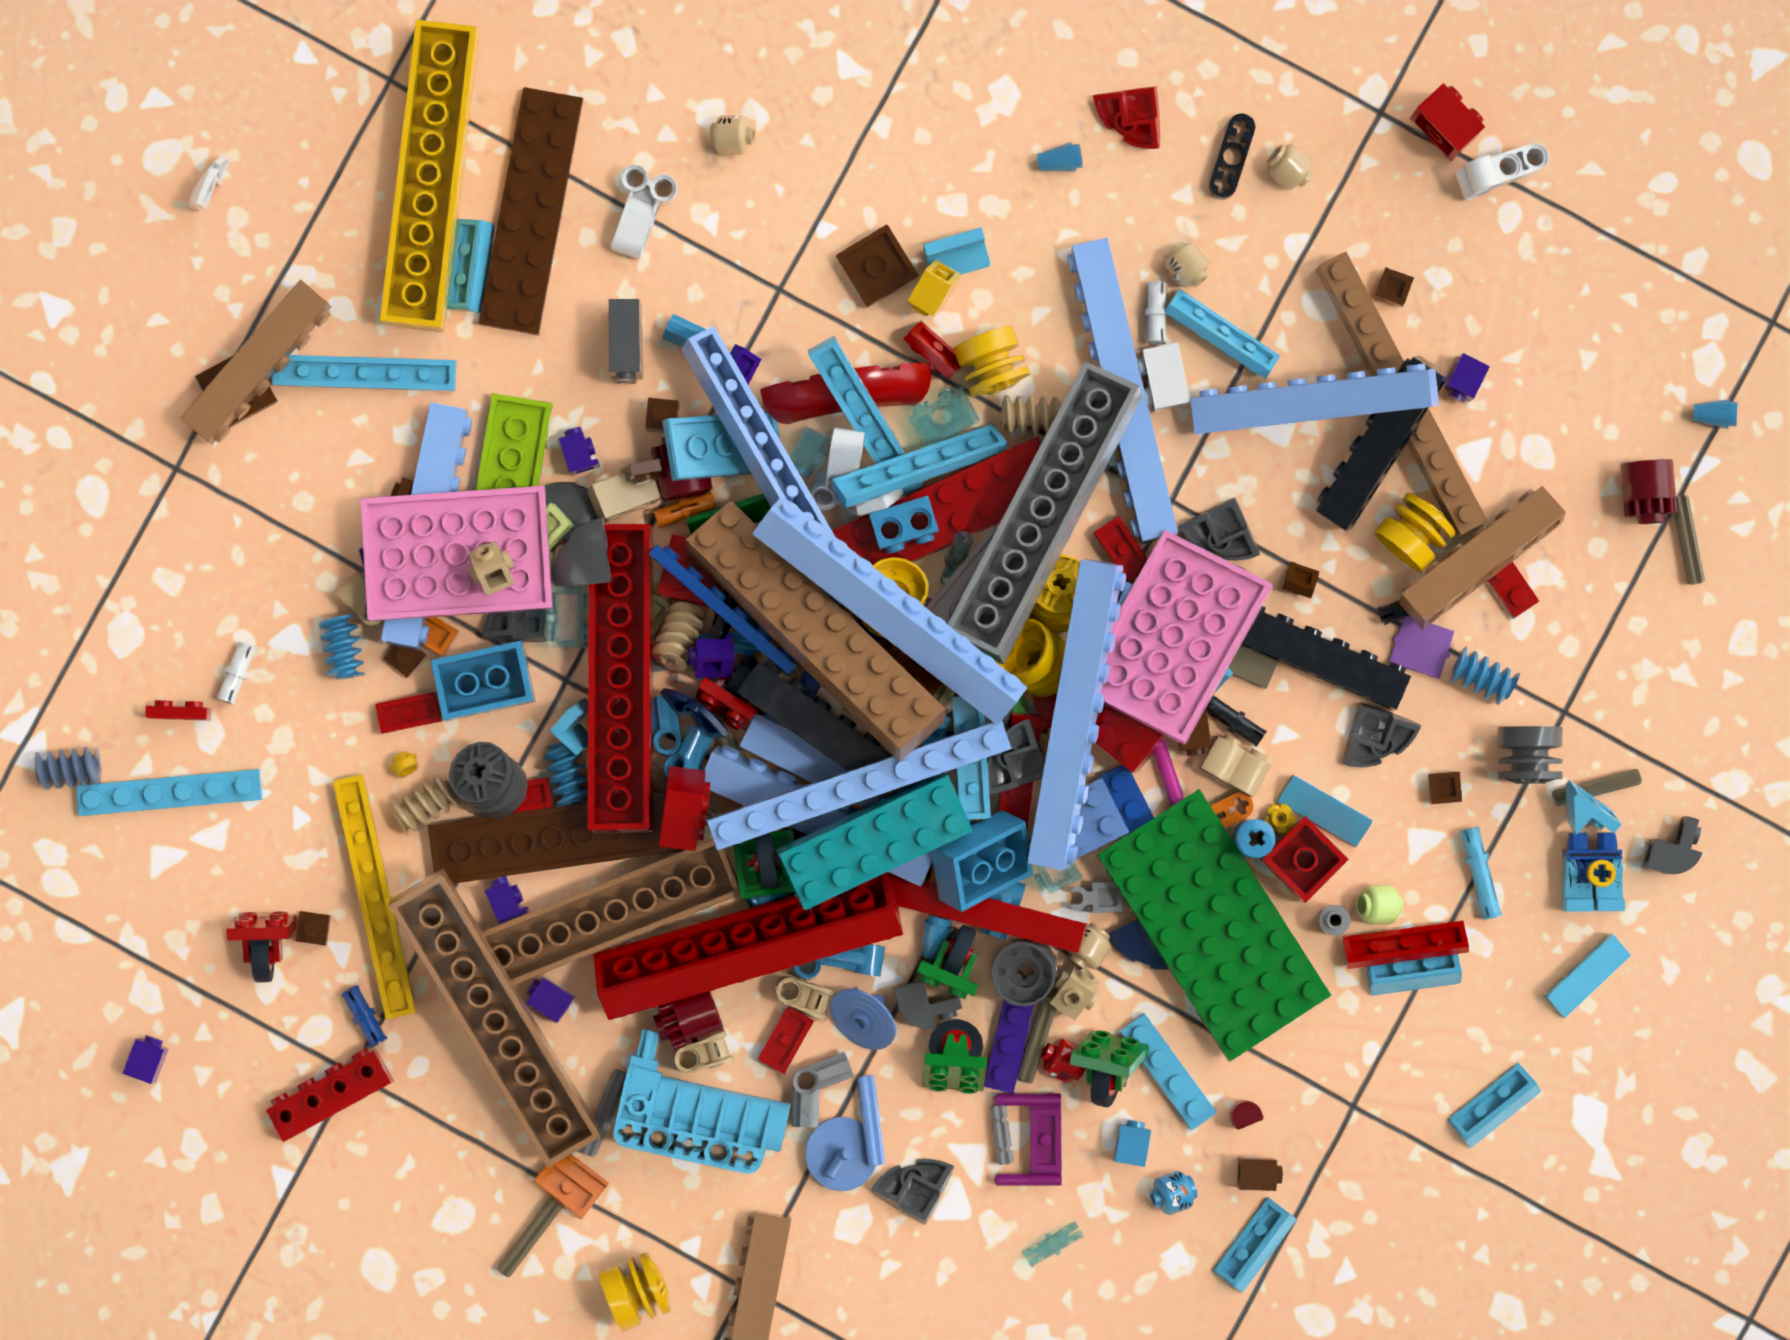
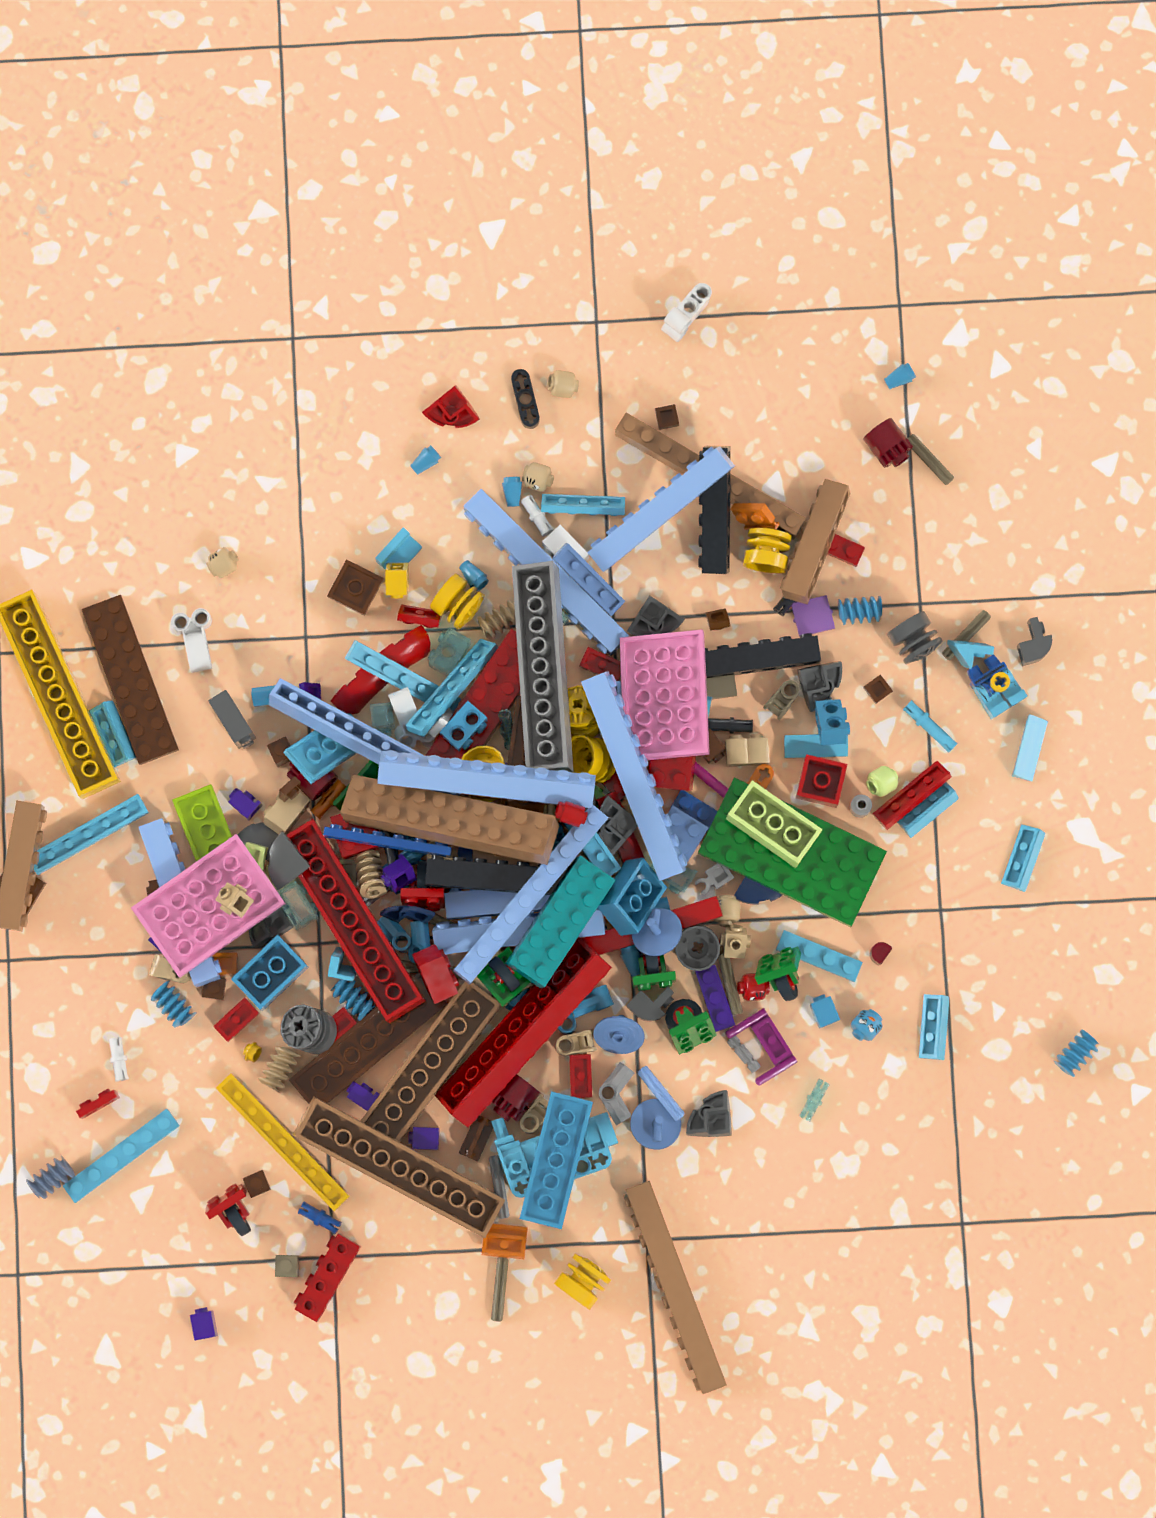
camera: 25 degrees left, 5 degrees down
(289, 1051) = (287, 1266): none -> dark tan brick
(612, 1038) = (476, 1138): none -> reddish brown hinge
(691, 1128) = (556, 1160): none -> dark azure plate
(967, 717) = (571, 813): none -> red brick
(987, 927) = (659, 933): none -> medium blue shield
(1032, 340) = (473, 575): none -> dark azure cone
(1145, 262) = (512, 490): none -> dark azure cone
(1170, 433) = (588, 579): none -> medium blue plate
(1211, 879) = (773, 824): none -> yellowish green brick
(1259, 1174) = (910, 983): reddish brown brick -> none
(1266, 838) = (791, 783): dark azure piece -> none
(1283, 810) = (792, 760): yellow plate -> none
(1317, 729) = (782, 700): none -> dark tan piece
(1361, 794) = (831, 722): none -> dark azure brick
(1425, 479) = (754, 515): none -> orange plate
(1448, 121) = (639, 302): red brick -> none
(1466, 378) = (741, 444): dark purple brick -> none

